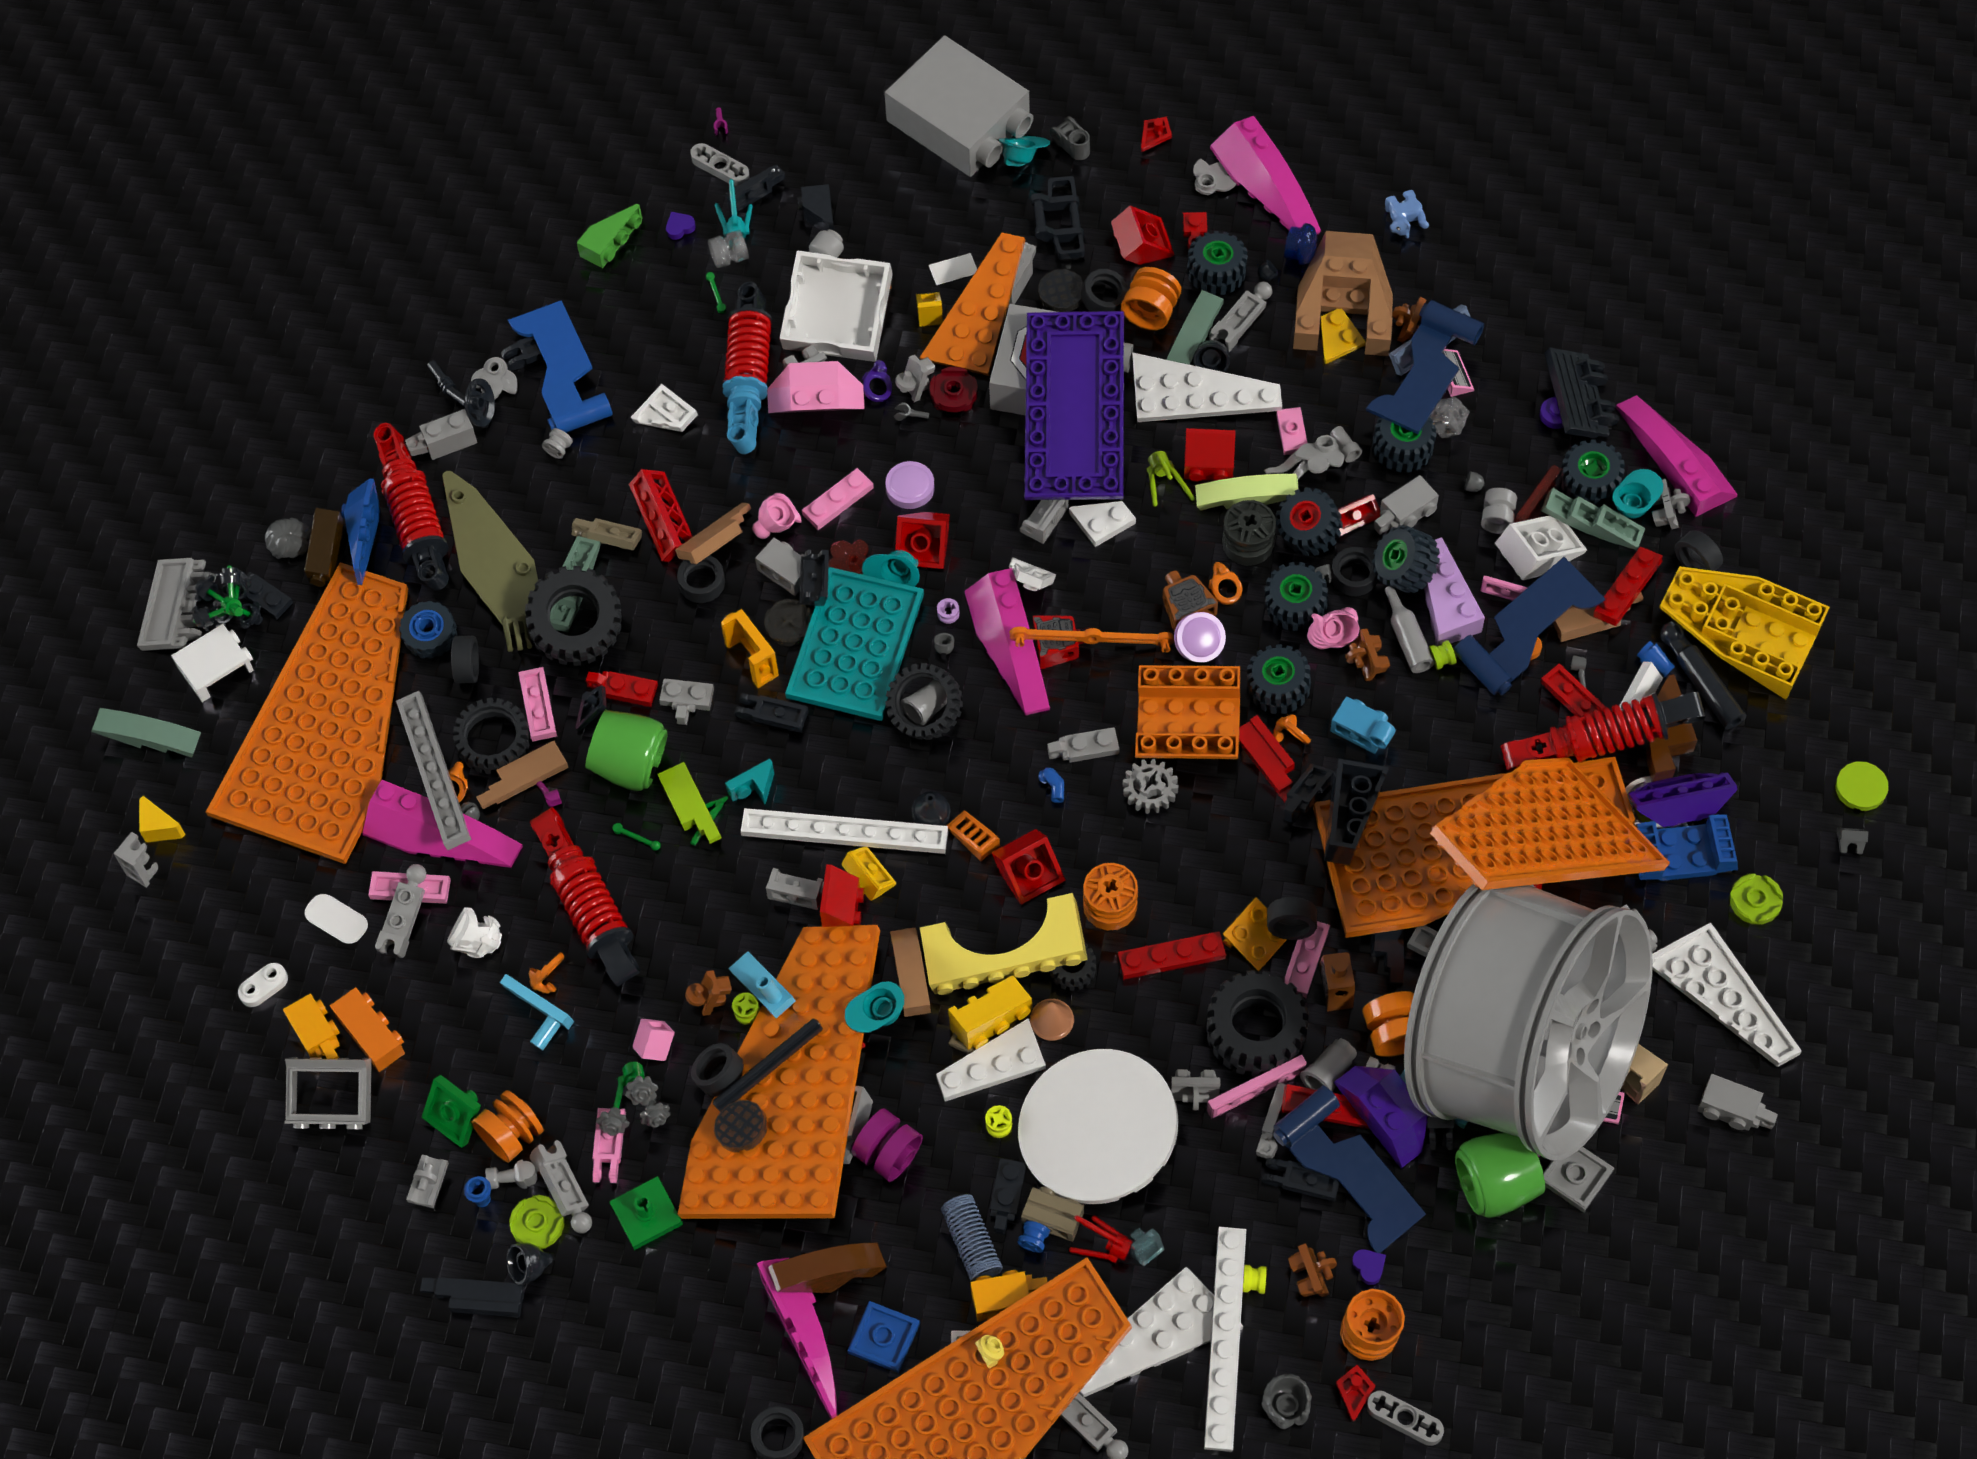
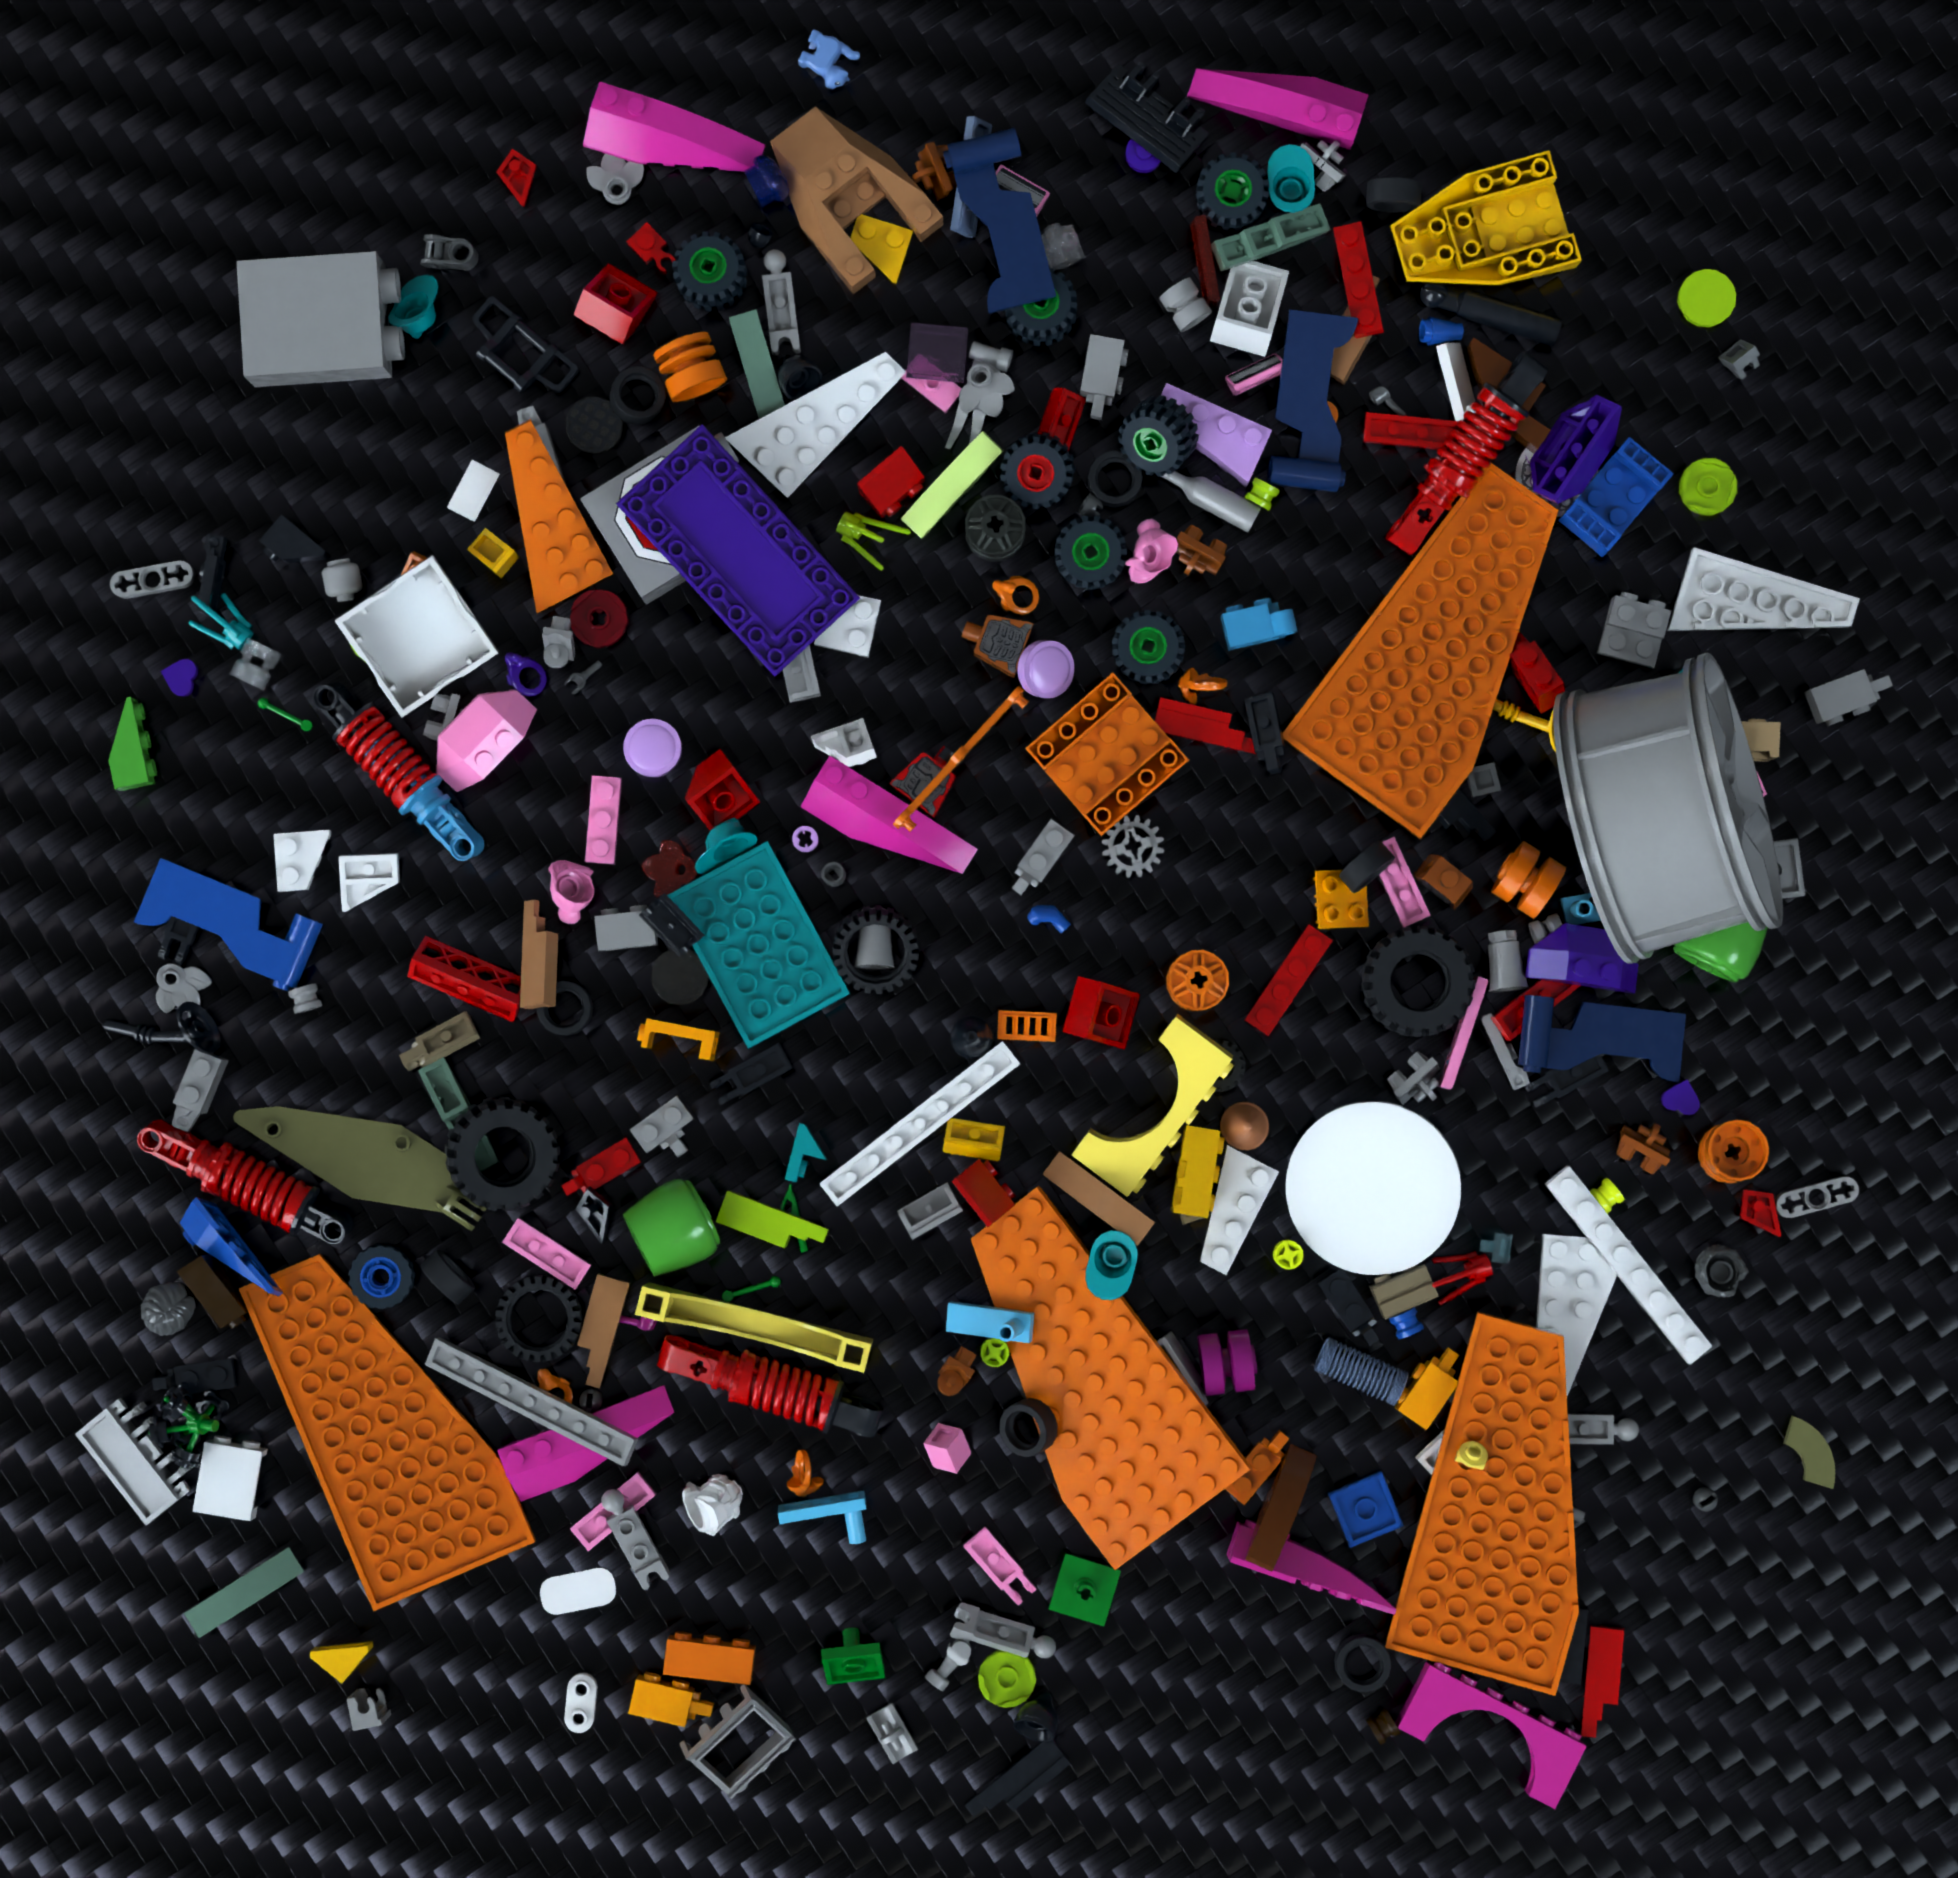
camera: 45 degrees left, 25 degrees up
(478, 1191) = (943, 1712): blue cone -> none
(512, 1122) = (912, 1633): orange wheel -> none
(638, 370) = (298, 857): none -> white wing
(639, 1090) = (1000, 1514): dark grey plant -> none
(640, 893) = (690, 1309): none -> light yellow arch
(720, 122) = (102, 531): magenta hand -> none
(740, 1126) = (1099, 1459): tile -> none
(768, 1064) = (1069, 1389): black axle -> none
(834, 1236) = (1264, 1459): none -> orange hinge
(1312, 413) = (937, 352): none -> clear purple tile
(1351, 804) = (1324, 719): black wedge -> none
(1474, 482) = (1135, 292): dark grey hinge -> none
(1544, 828) = (1531, 625): orange wing -> none

